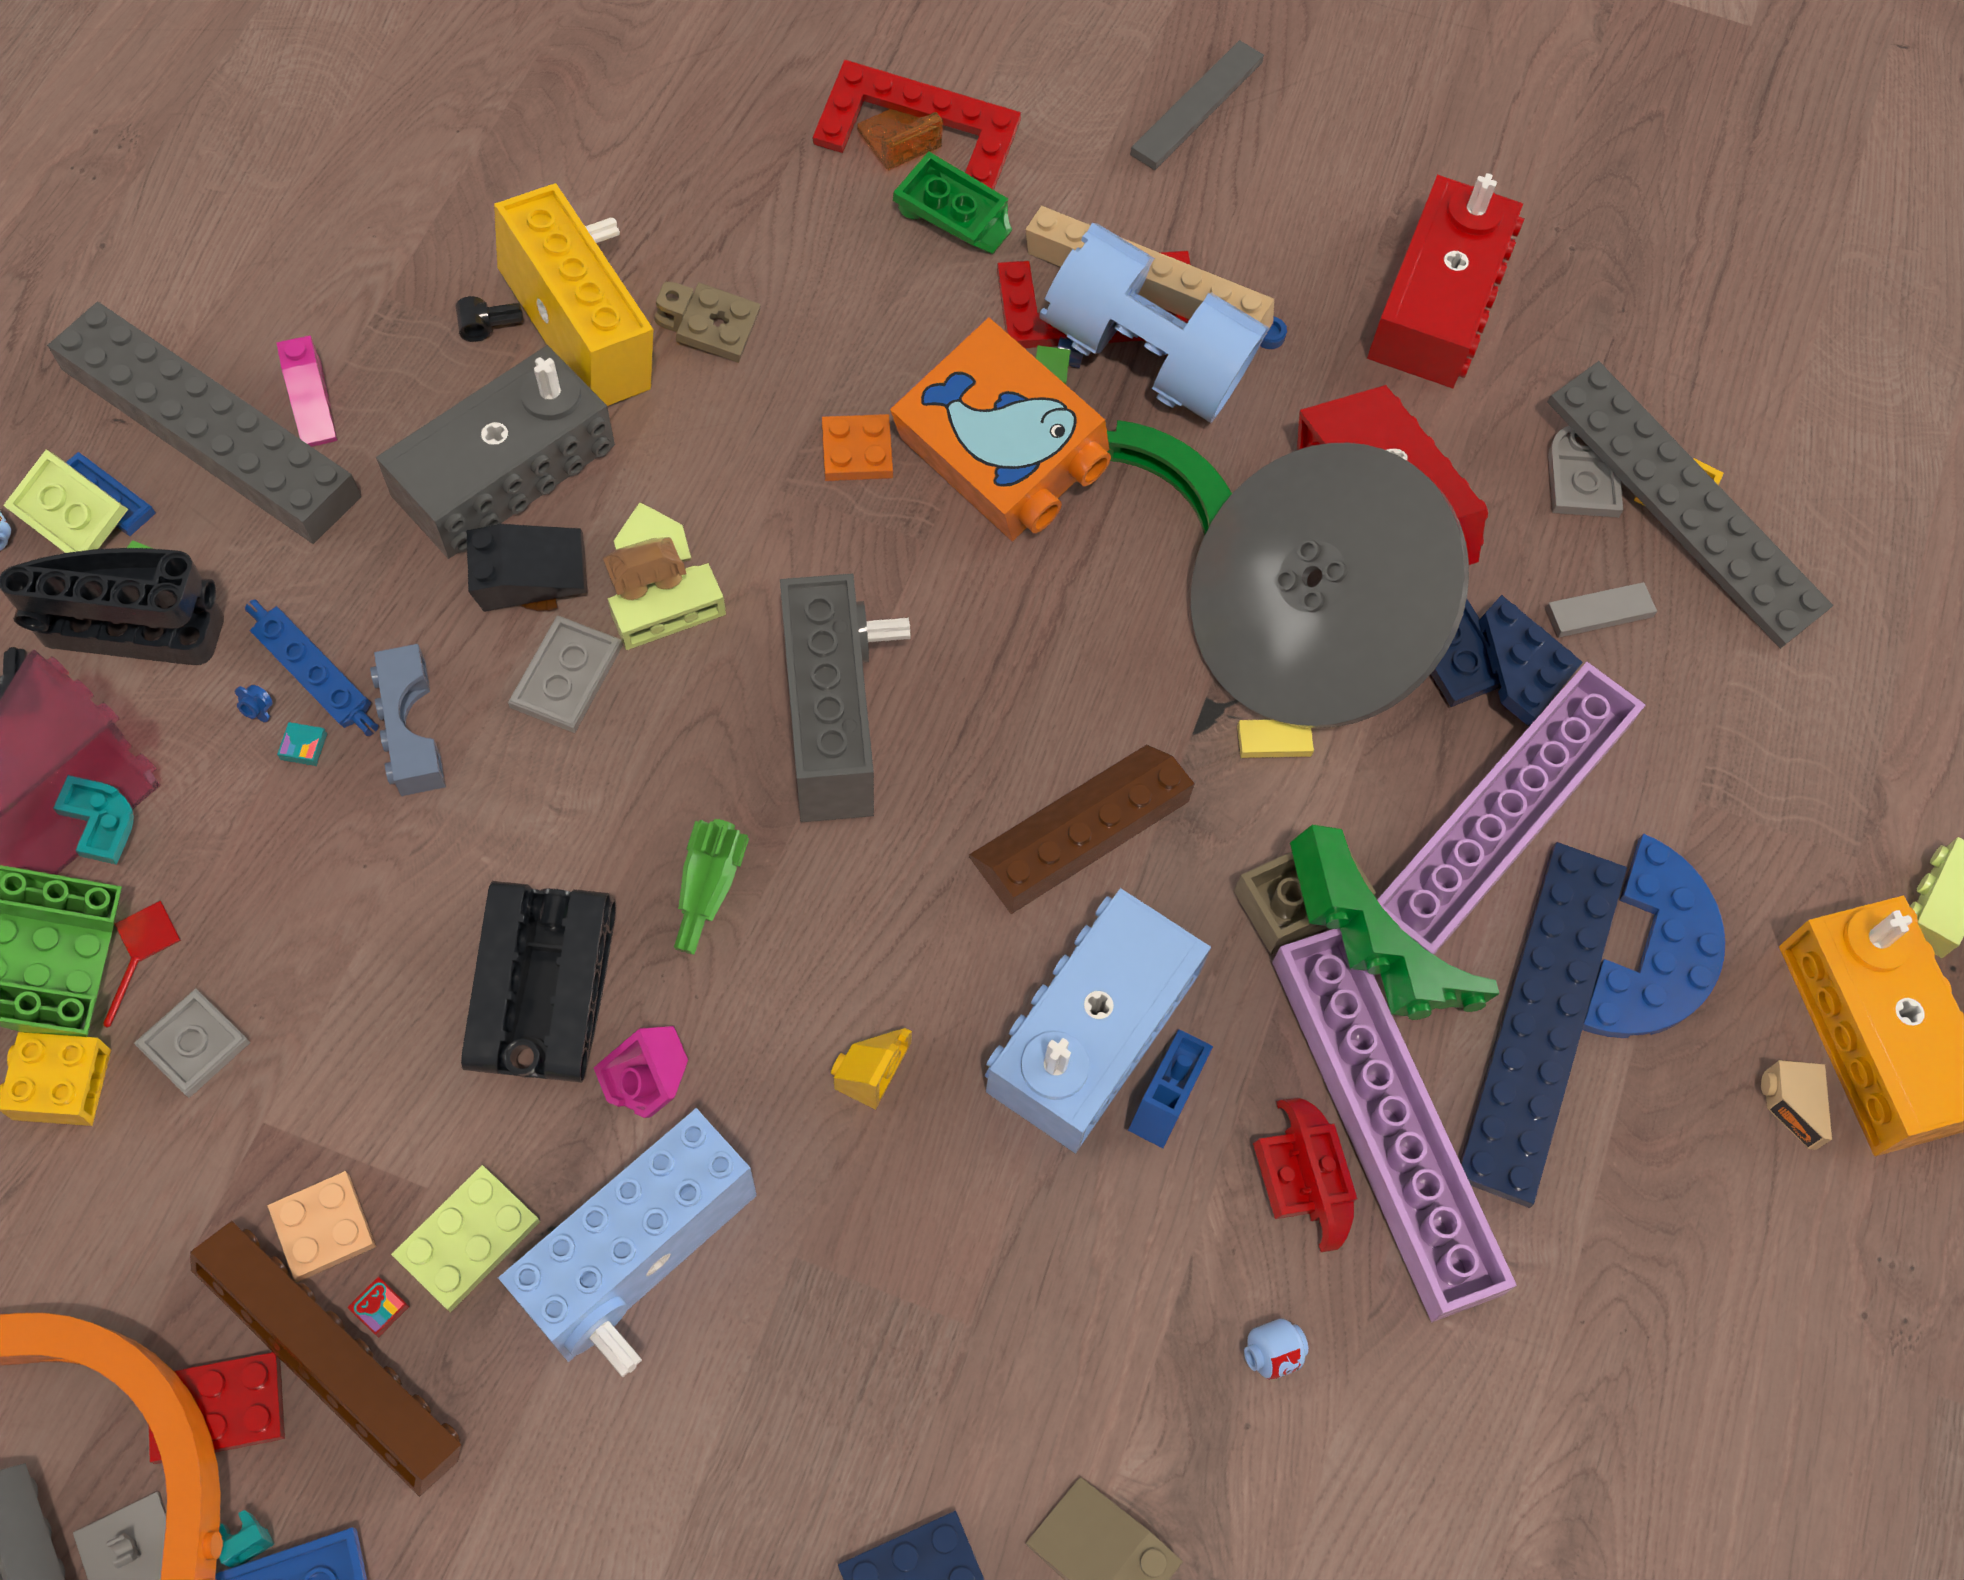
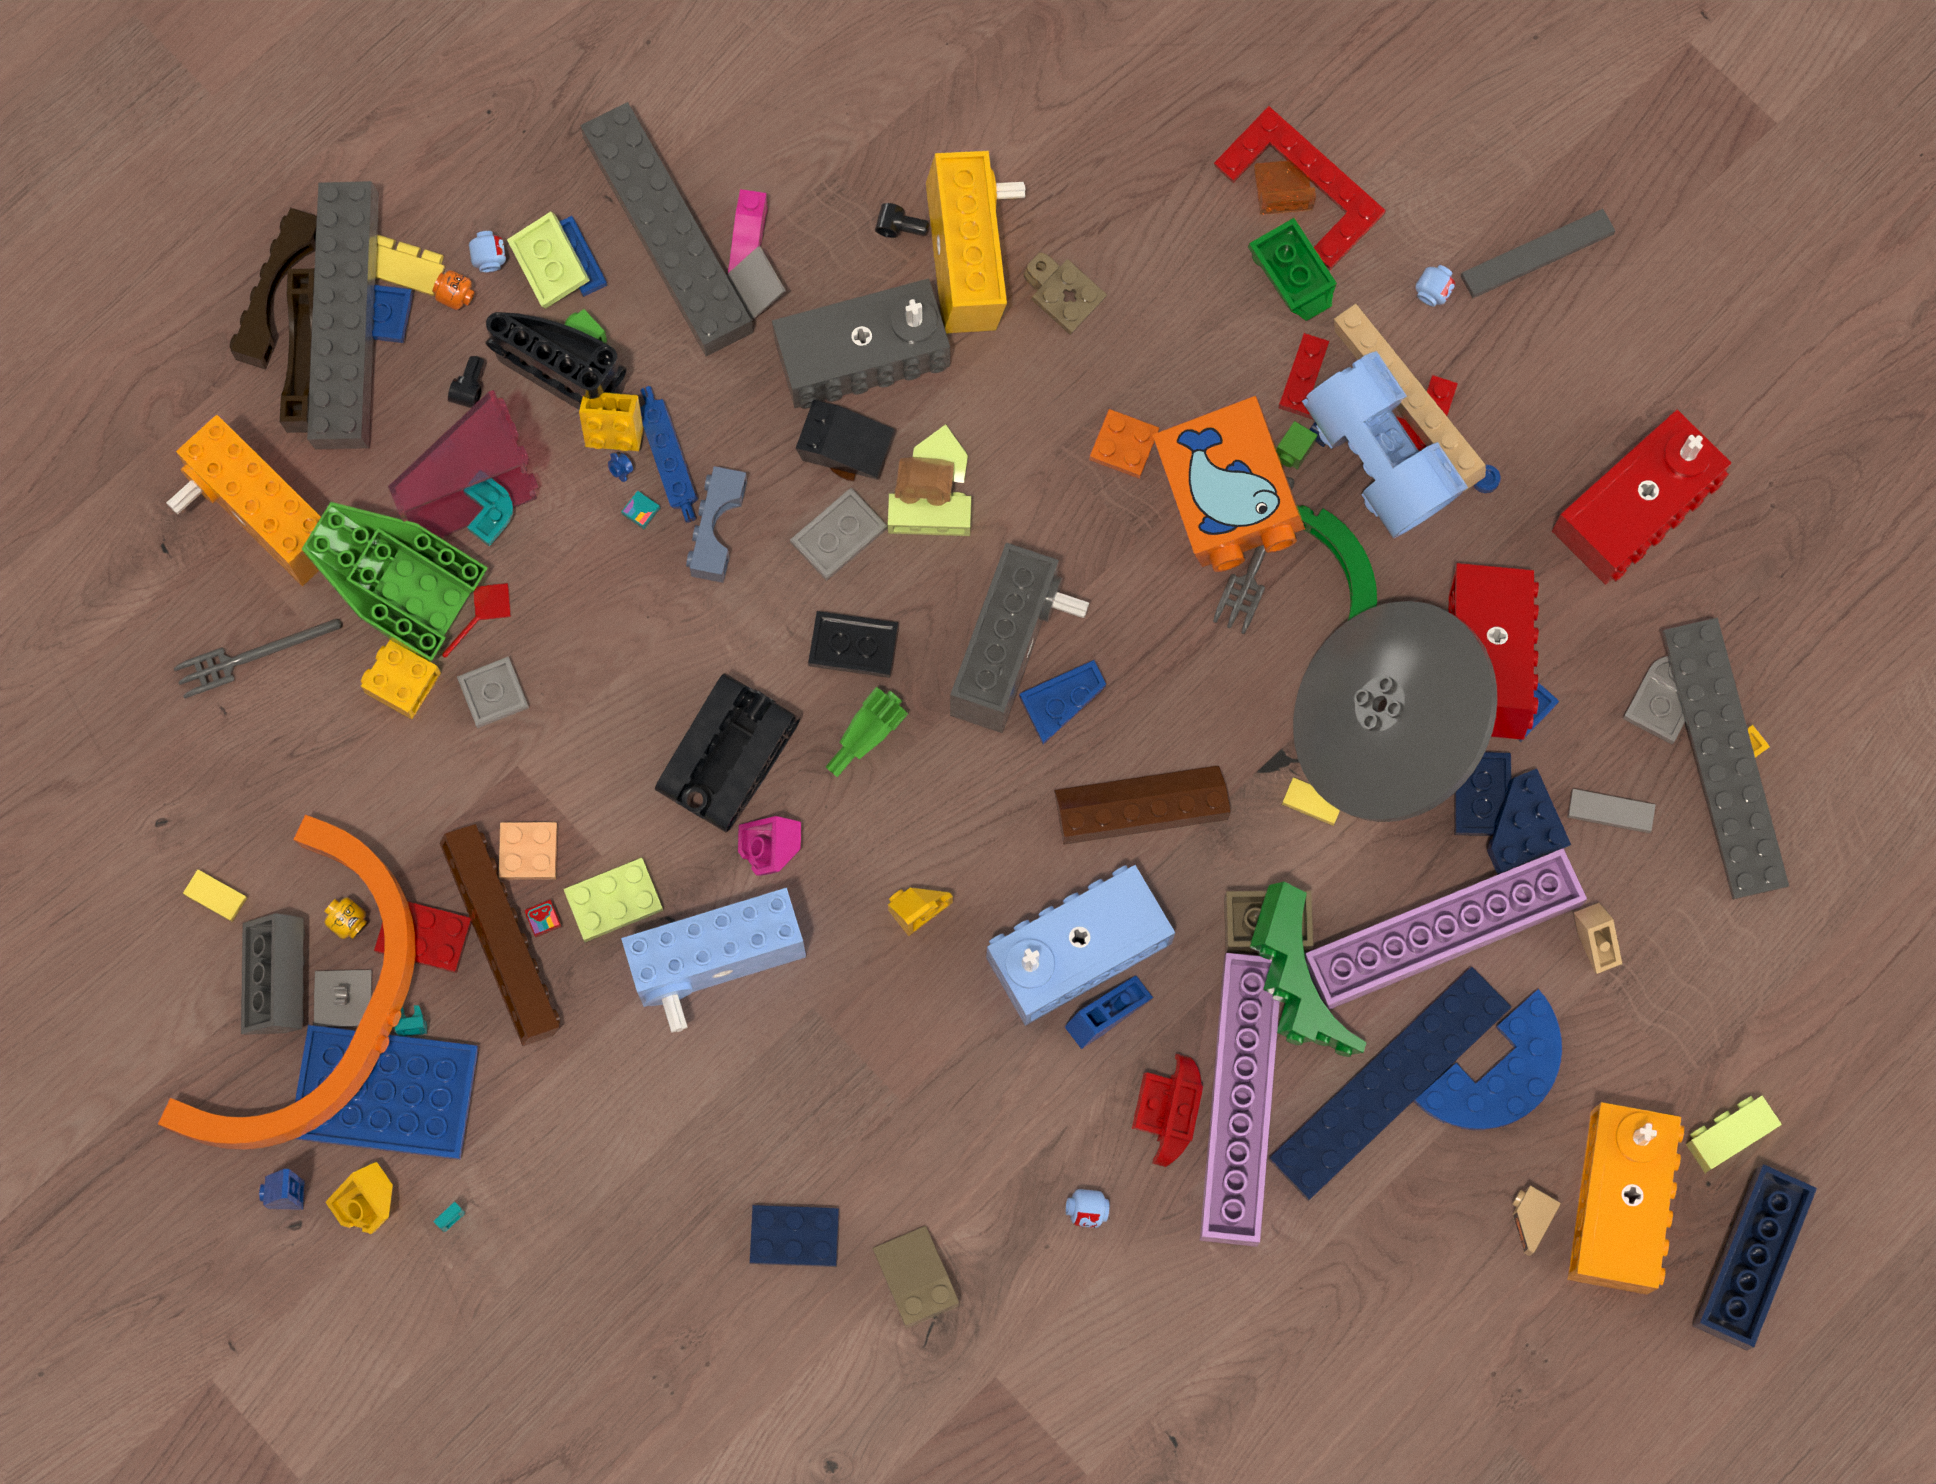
camera: 30 degrees right, 10 degrees up
(89, 1435) = (345, 918): none -> yellow head
(219, 650) = (612, 422): none -> yellow brick
(341, 434) = (755, 283): none -> light grey piece
(642, 789) = (853, 644): none -> black plate
(925, 746) = (1061, 698): none -> blue wing
(1072, 535) = (1247, 582): none -> dark grey piece
(1112, 166) = (1435, 285): none -> light blue head
(1673, 746) = (1598, 937): none -> tan slope

